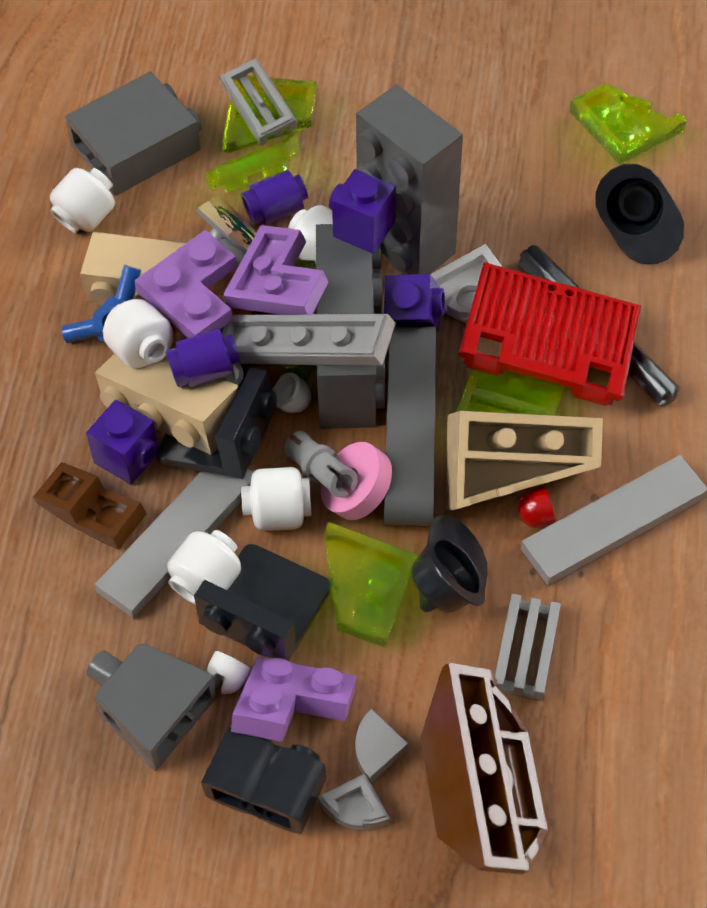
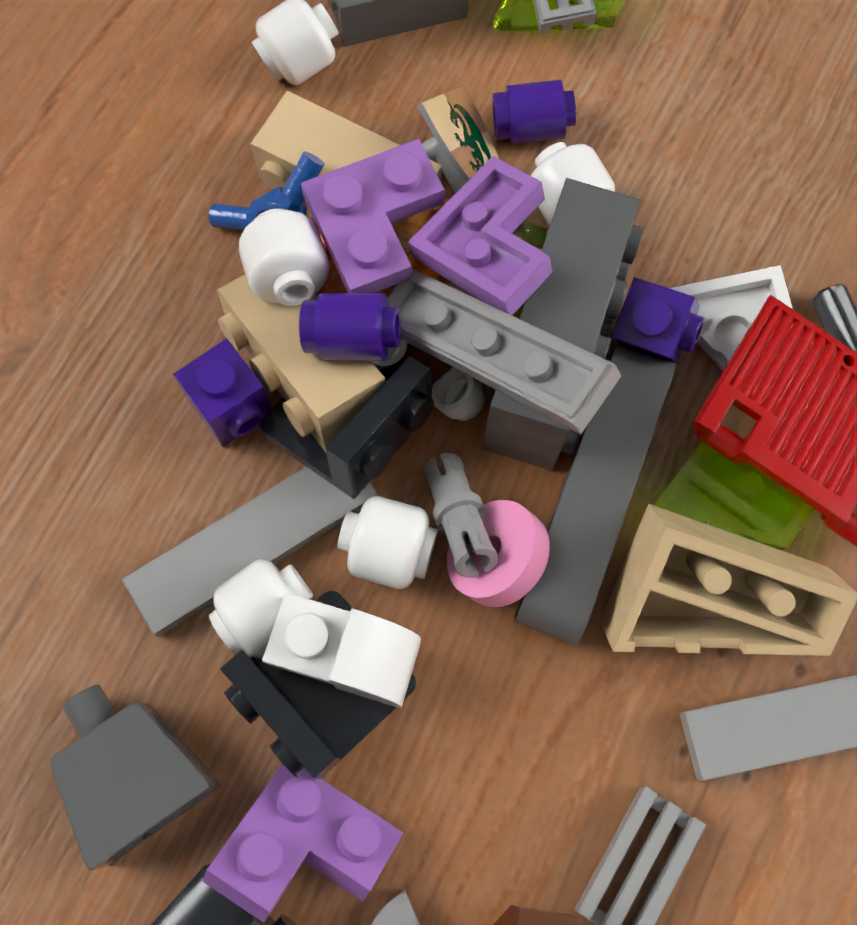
camera: 15 degrees right, 15 degrees up
(88, 506) = (158, 463): reddish brown slope -> none
(229, 670) = (242, 765): white hinge -> none
(269, 160) = (538, 57): clear neon green wing -> none
(284, 557) = (343, 649): none -> white brick
(363, 210) = (635, 181): dark purple brick -> none
(365, 582) = (461, 704): clear neon green wing -> none
(423, 157) = (716, 145): dark grey brick -> none
(450, 568) = (578, 727): black piece -> none
(536, 508) = (720, 671): red hinge -> none

